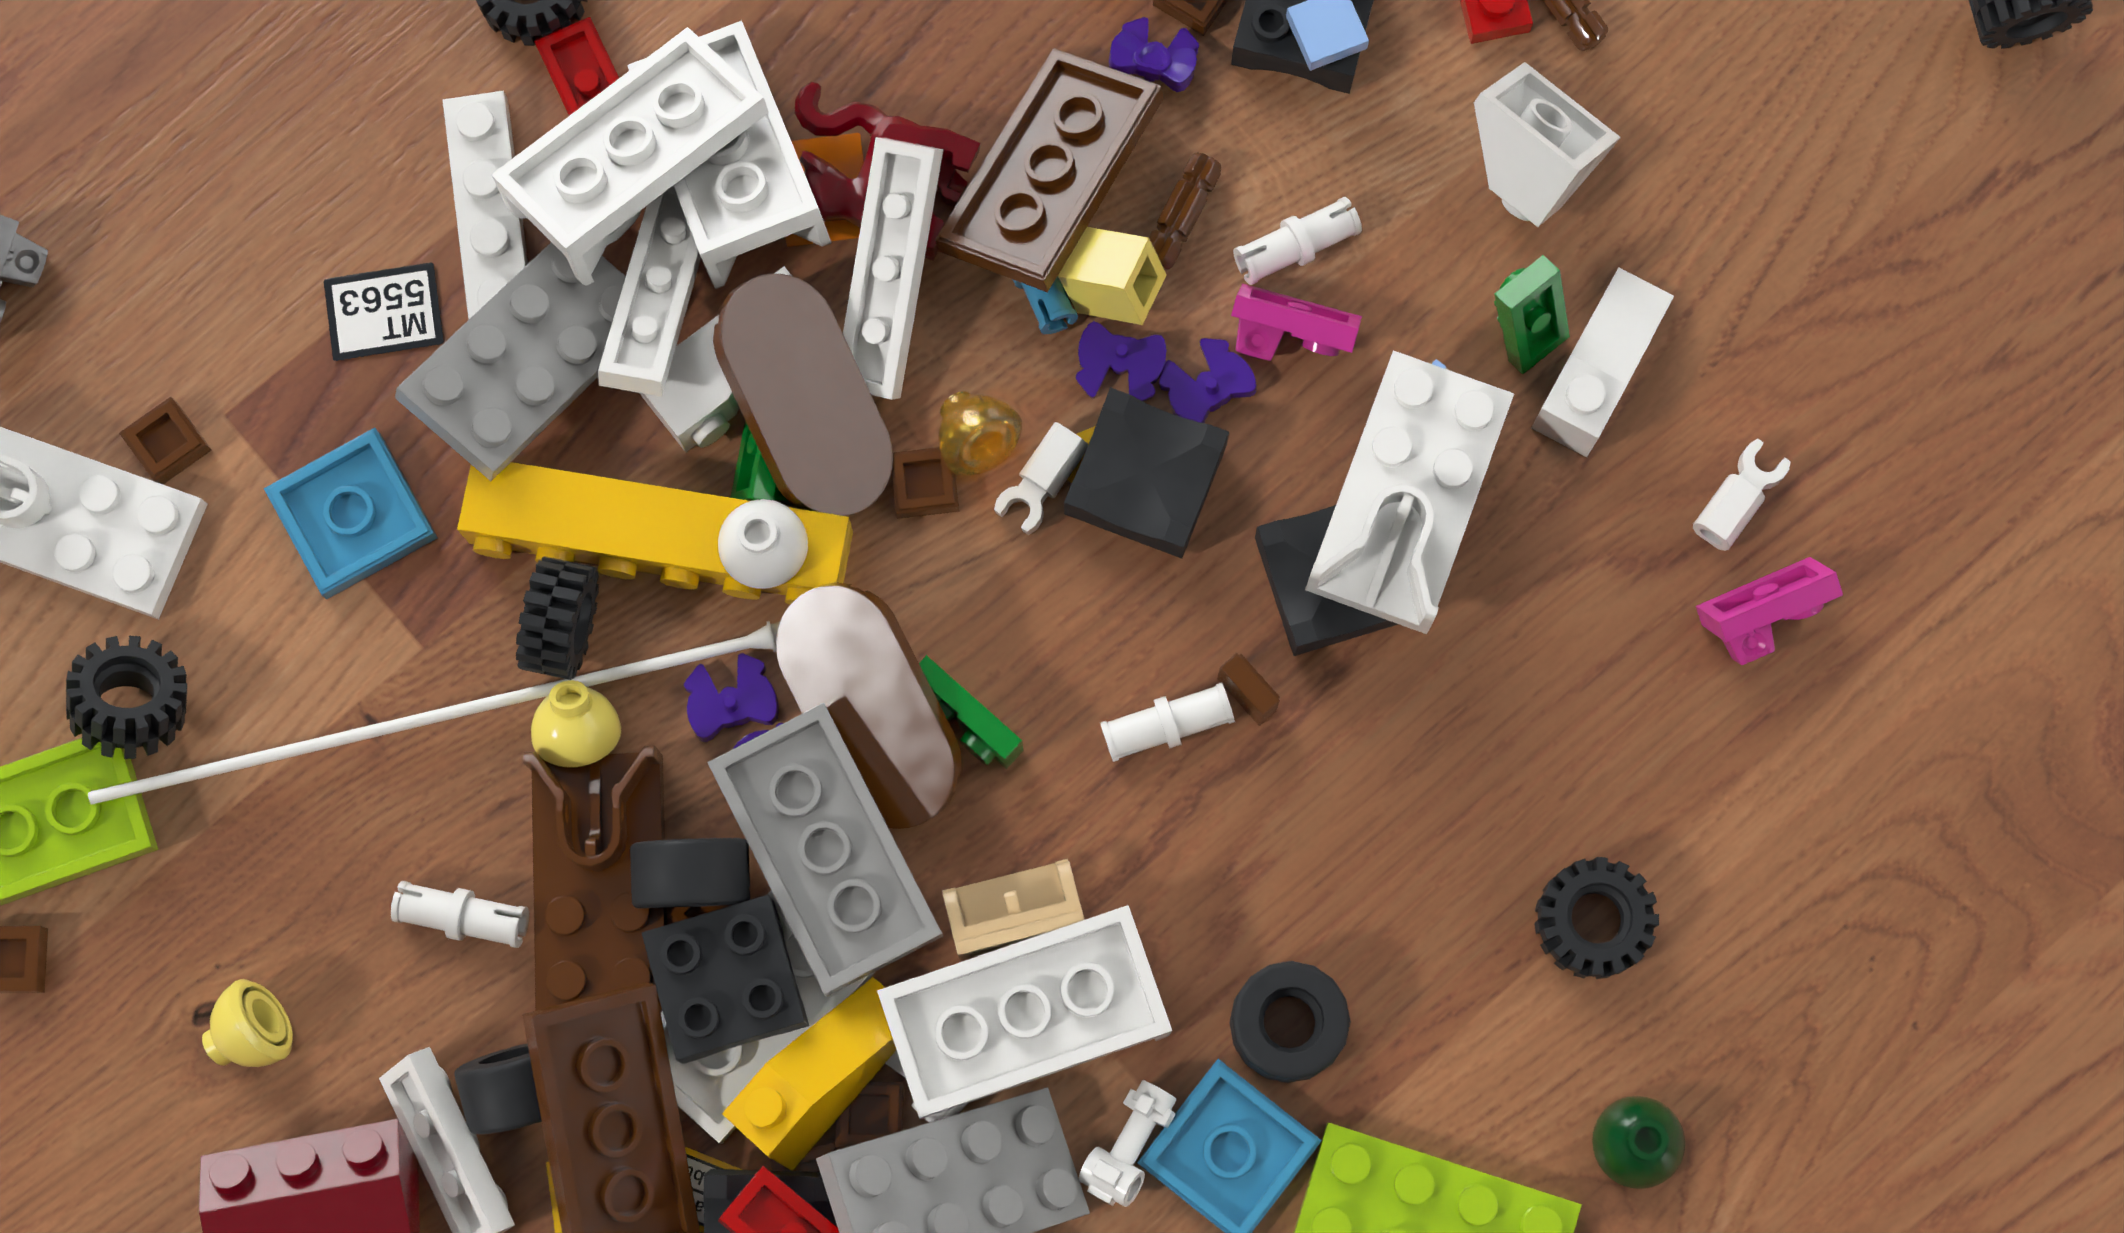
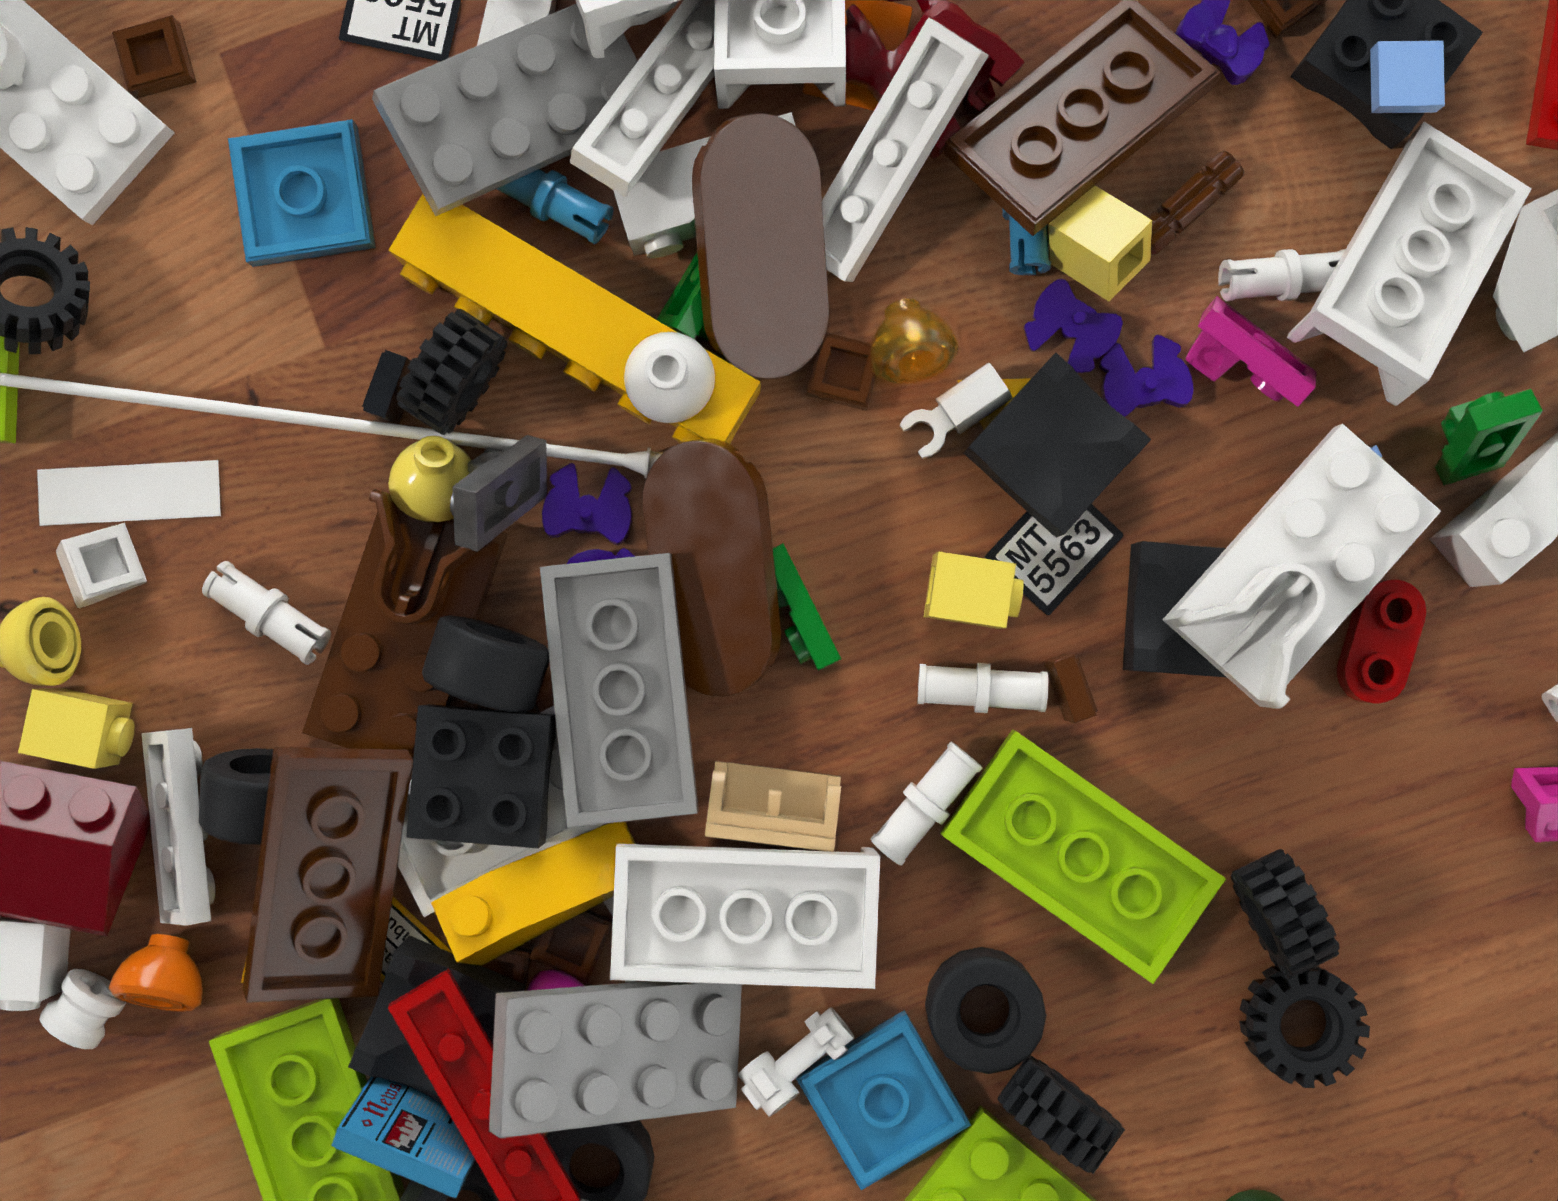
camera: 20 degrees right, 10 degrees up
(279, 934) = (100, 564): none -> white slope
(283, 856) = (129, 492): none -> white sticker
(317, 1092) = (77, 728): none -> light yellow brick
(500, 657) = (382, 393): none -> black tile
(592, 428) = (554, 199): none -> dark azure pin
(642, 708) = (498, 491): none -> flat silver hinge
(1121, 633) = (973, 590): none -> light yellow brick
(1157, 850) = (926, 803): none -> white pin
(1189, 587) = (1052, 564): none -> sticker
(1324, 842) = (1082, 856): none -> lime plate
(1397, 1086) = (1060, 1114): none -> black tyre
(1404, 182) = (1417, 260): none -> white plate
(1522, 535) = (1375, 637): none -> red plate
(1529, 816) = (1285, 913): none -> black tyre

